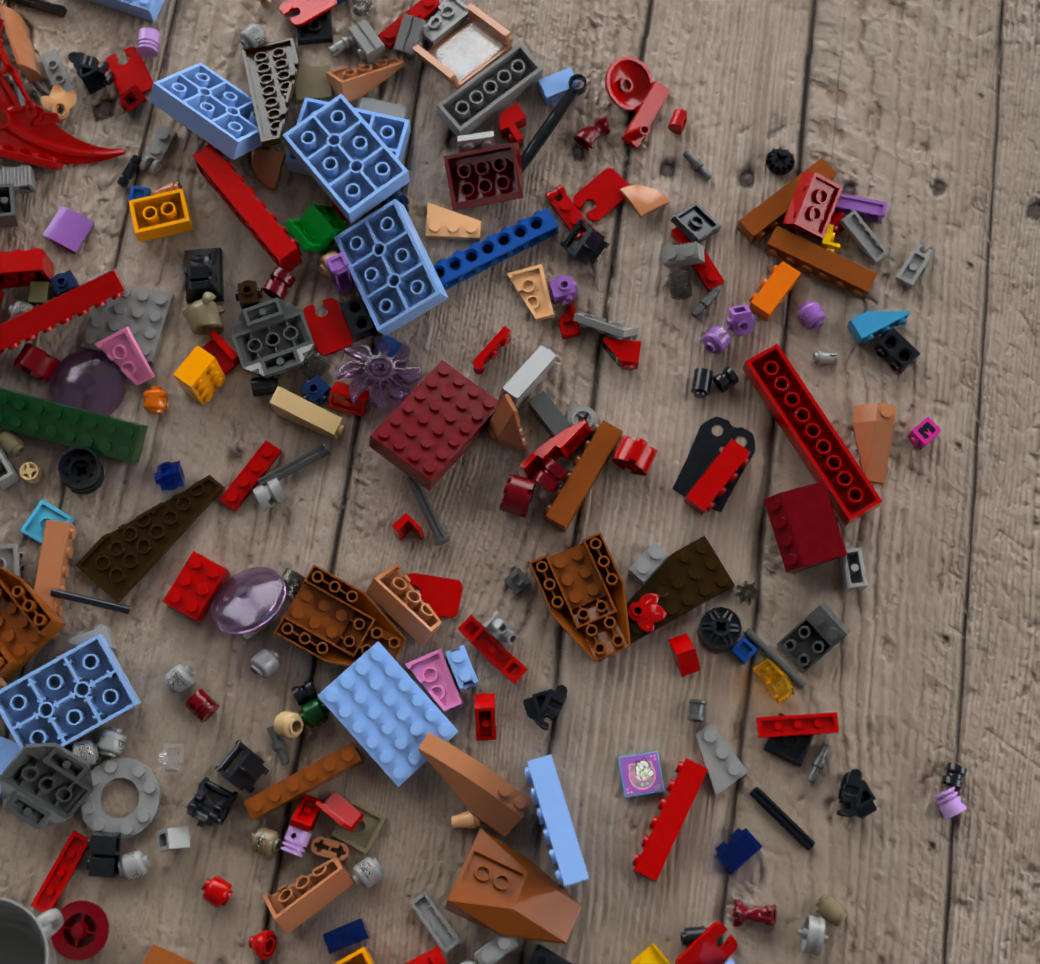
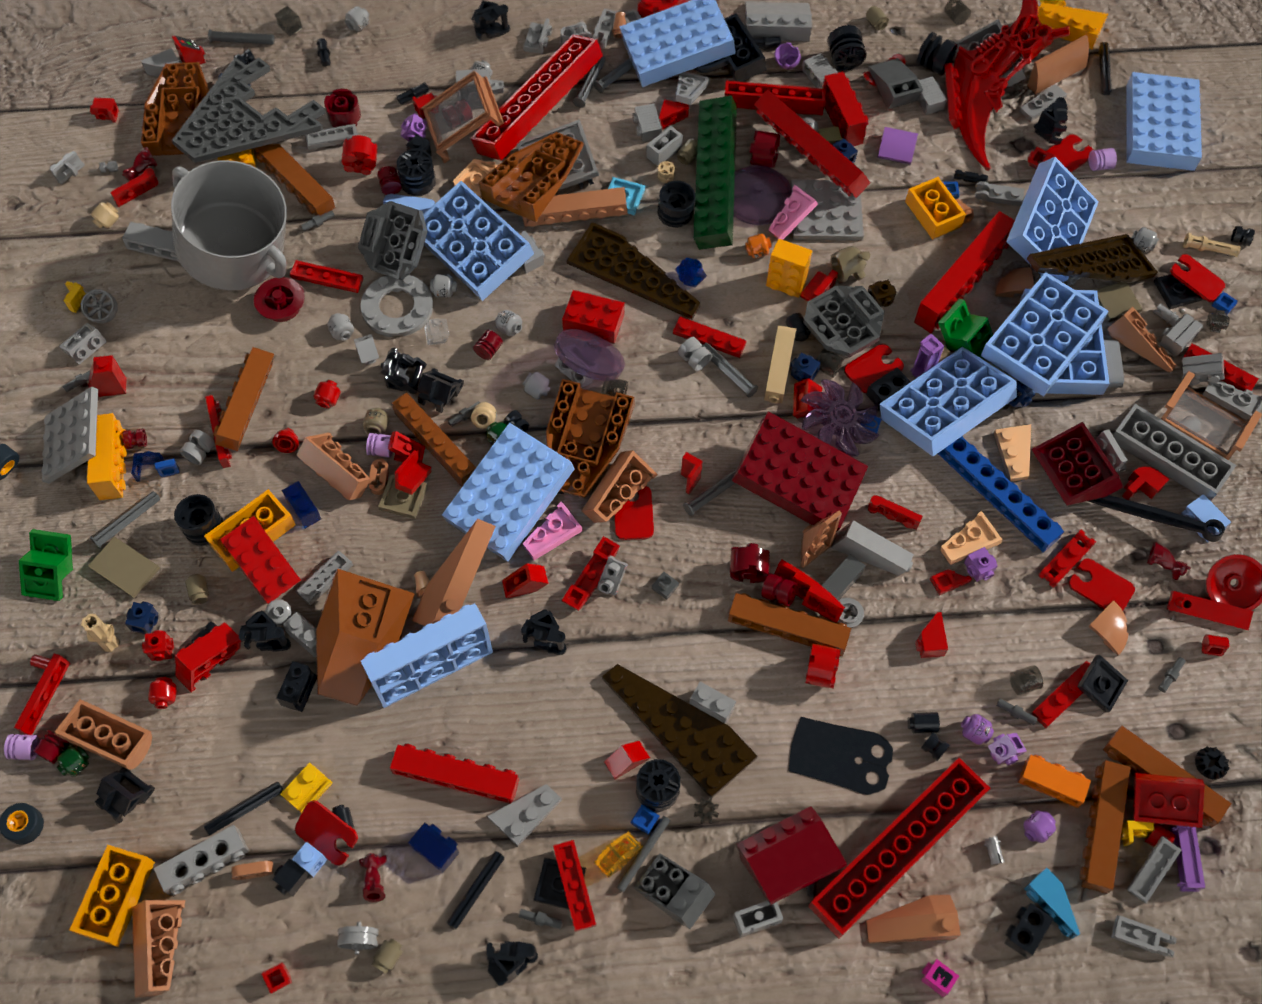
camera: 75 degrees right, 10 degrees down
(59, 99) = (1019, 109): light nougat plate -> none
(85, 750) = (429, 266): light grey head -> none
(89, 601) = (562, 239): black bar -> none
(102, 850) = (339, 300): black piece -> none
(203, 274) = (890, 254): black piece -> none
(279, 283) = (901, 315): dark red wheel -> none
(367, 872) = (360, 509): light grey head -> none
(462, 668) = (566, 550): light blue brick -> none
(586, 596) = (663, 647): dark orange wedge -> none
(590, 244) = (1038, 575): black piece -> none
(615, 328) = (954, 610): light grey wing -> none
(641, 774) = (496, 739): tile -> none
(649, 612) = (662, 712): red plate -> none
(683, 255) = (1060, 674): light grey brick -> none
(697, 710) = (570, 781): dark grey bush -> none
(717, 477) = (824, 756): red brick -> none

